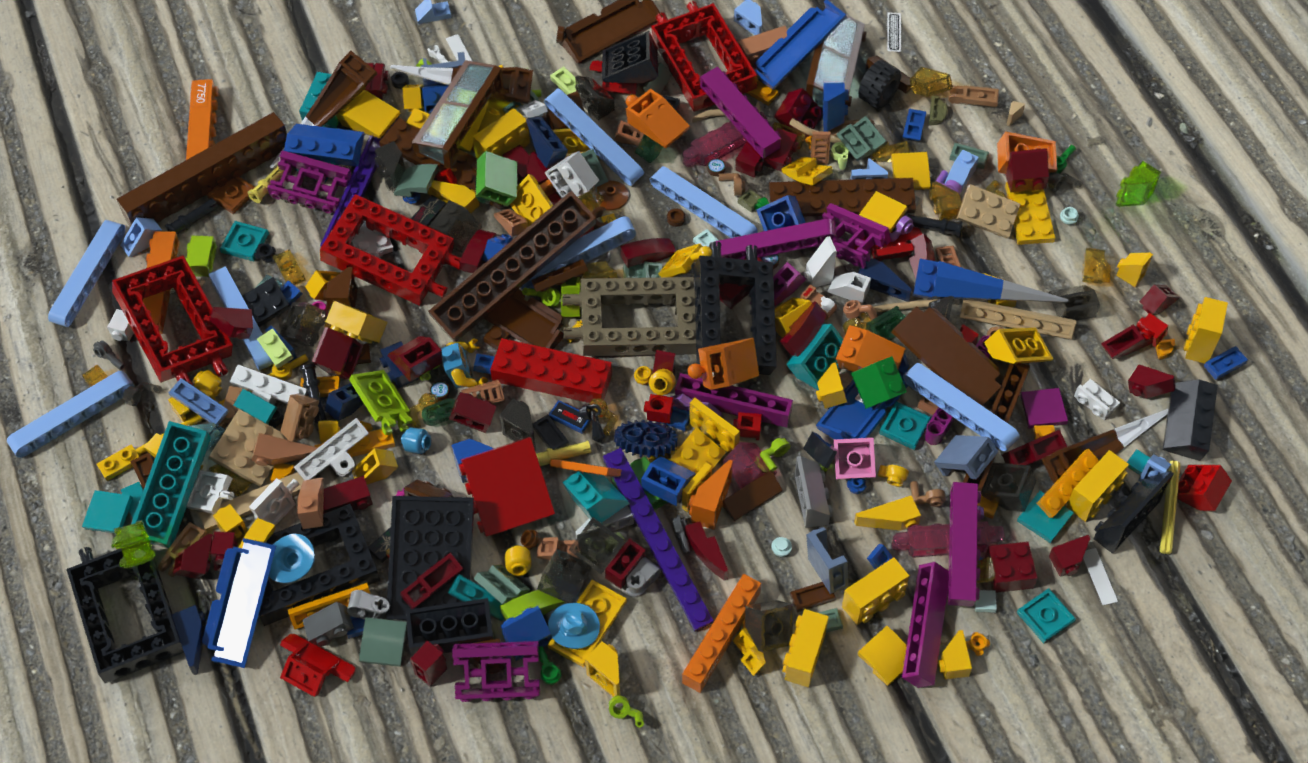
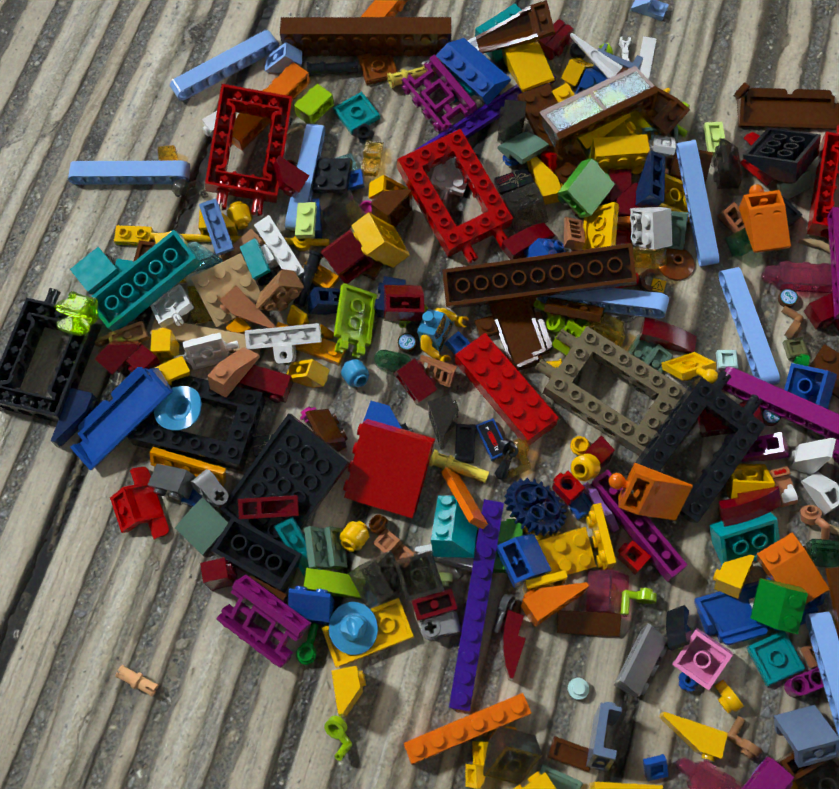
camera: 40 degrees right, 10 degrees up
(104, 351) = (188, 136): dark grey plate -> none
(425, 400) = (386, 344): clear yellow plate -> none
(676, 217) = (717, 321): reddish brown tile -> none
(856, 322) = (802, 532): clear yellow plate -> none

